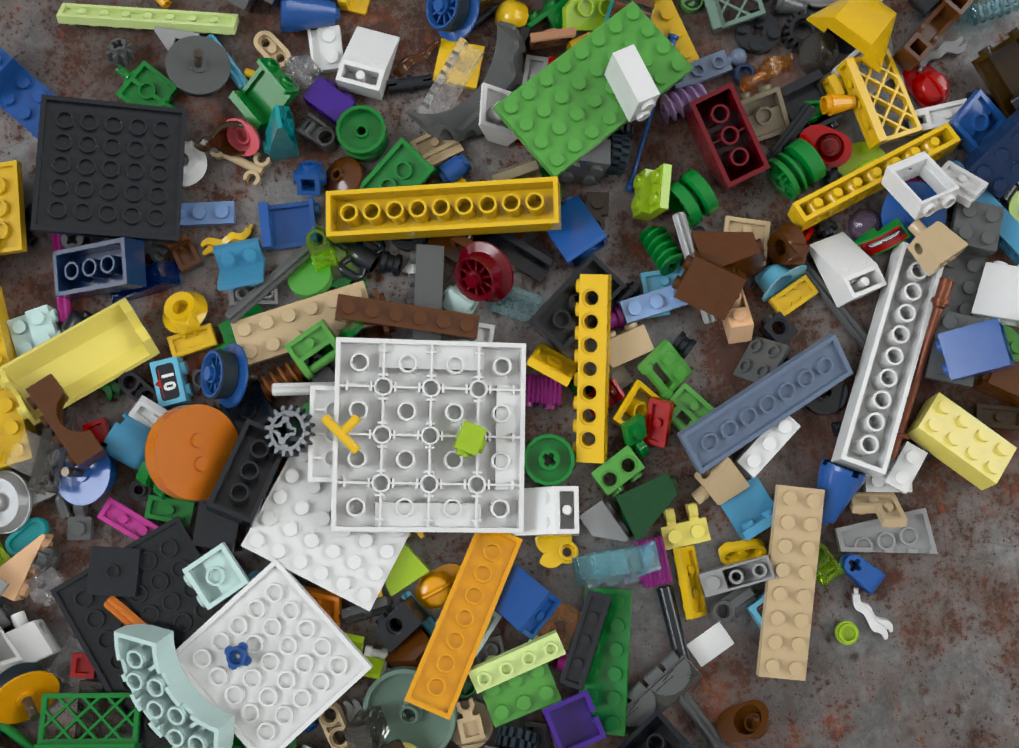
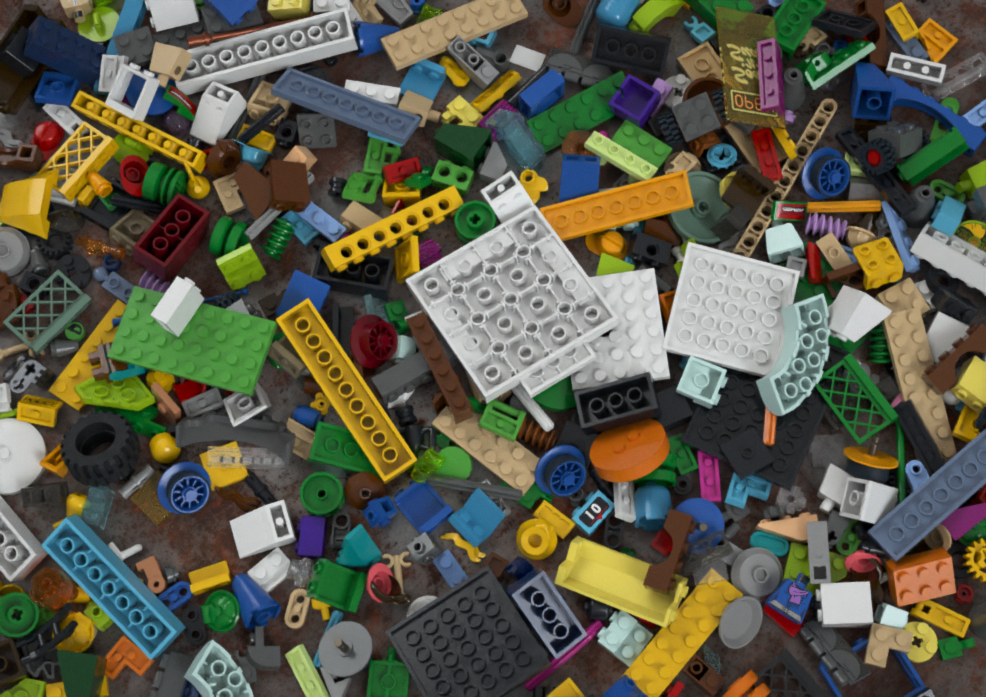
camera: 120 degrees left, 10 degrees down
(81, 666) = (824, 439): red plate -> none
(86, 535) = (752, 486): none -> medium azure plate
(232, 660) = (742, 324): blue plate -> none
(245, 198) = (424, 549): none -> dark grey brick
(286, 442) = (566, 381): gear -> none
(342, 432) = (547, 350): yellow piece -> none
(469, 440) = (496, 269): lime brick -> none
(506, 321) = (395, 313): none -> green plate
(586, 639) = (576, 124): black fence -> none
(650, 627) = (542, 94): none -> blue window
(775, 203) = (197, 186): none -> yellow piece
(803, 305) = (261, 123): none -> black axle
(823, 321) = (263, 101): none -> tan plate

